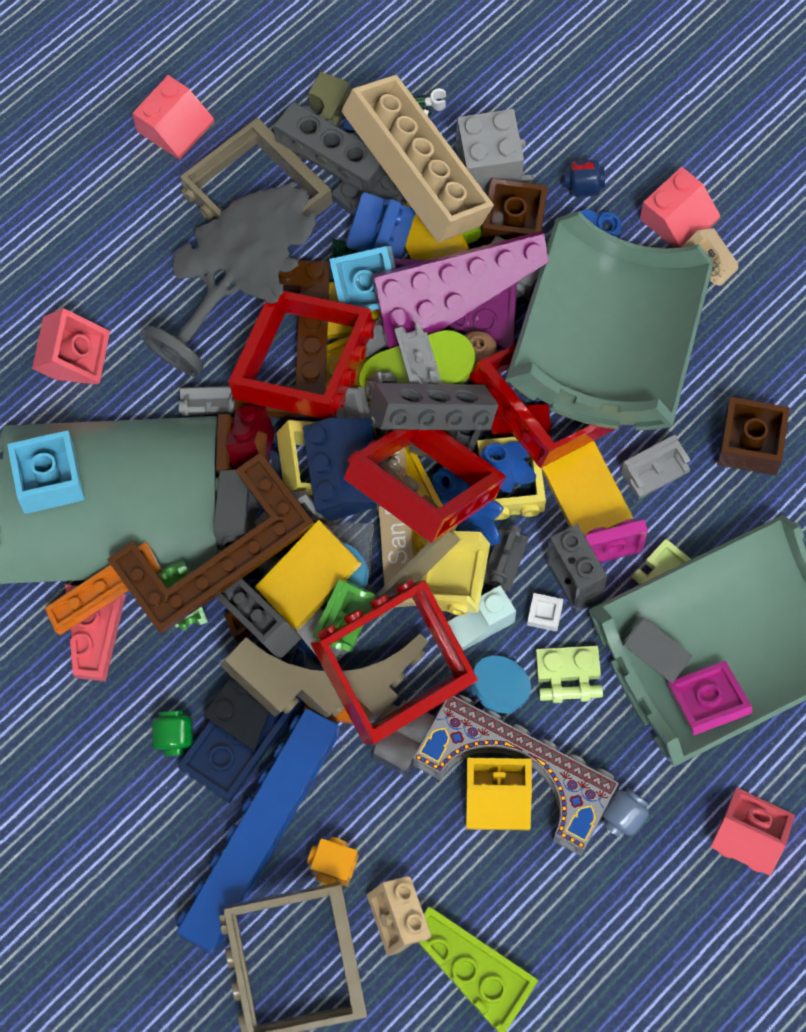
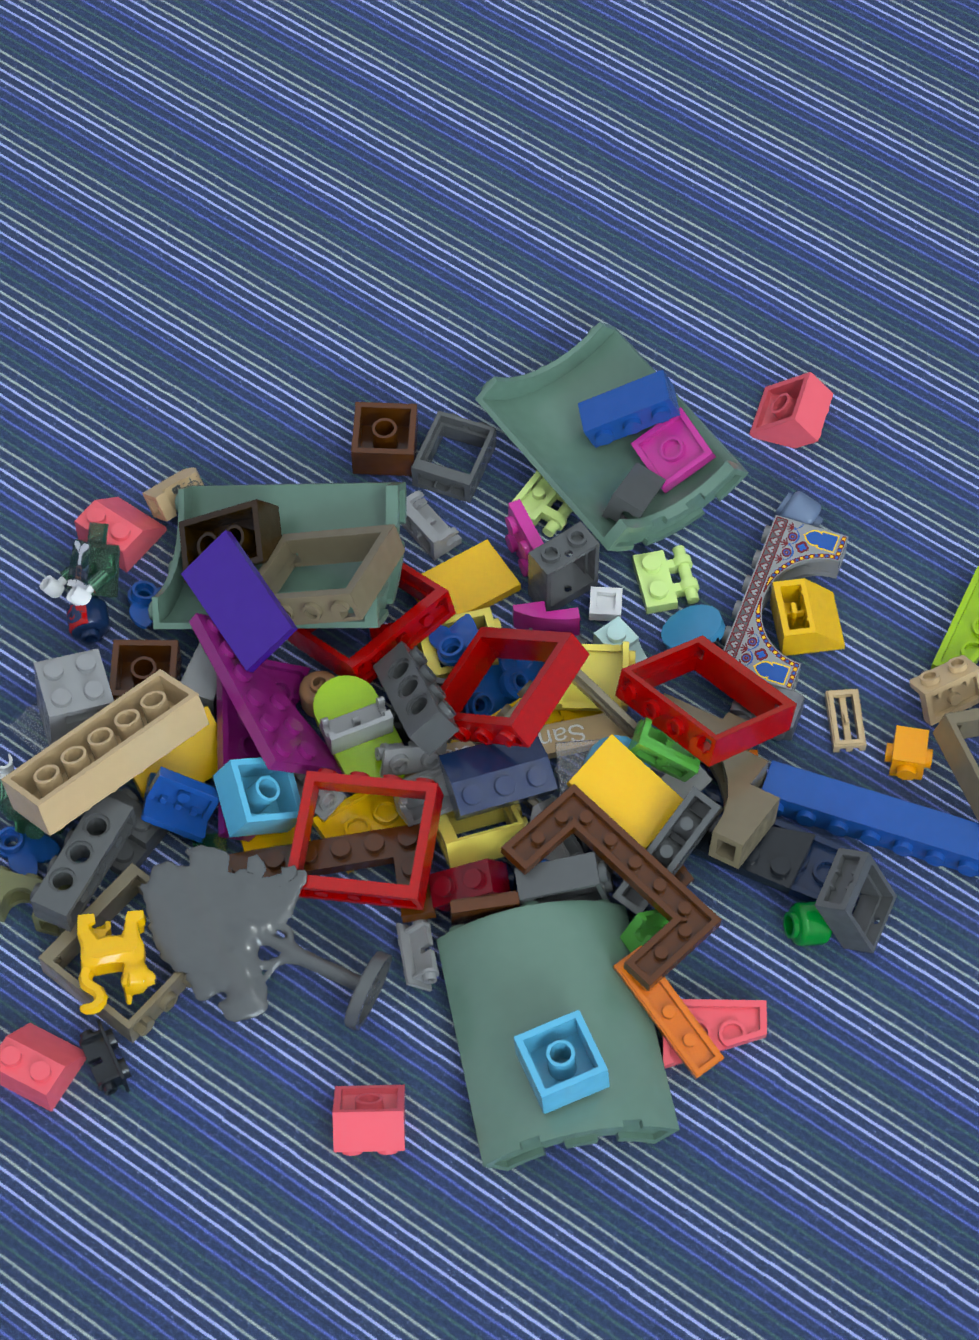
camera: 100 degrees left, 10 degrees down
(154, 170) = (100, 1046): none -> black hinge
(178, 751) = (849, 876): none -> dark grey window
(243, 156) = (110, 953): none -> yellow animal
(386, 826) = (848, 743): none -> tan tile
(534, 551) = (536, 617): none -> dark pink slope
(542, 261) = (239, 601): none -> dark purple tile
(546, 365) = (374, 545): none -> dark tan window
(624, 175) = (91, 569): none -> torso
(633, 280) = (252, 523): none -> dark brown slope
(739, 476) = (444, 479): none -> dark grey window
(756, 657) = (629, 409): none -> blue brick

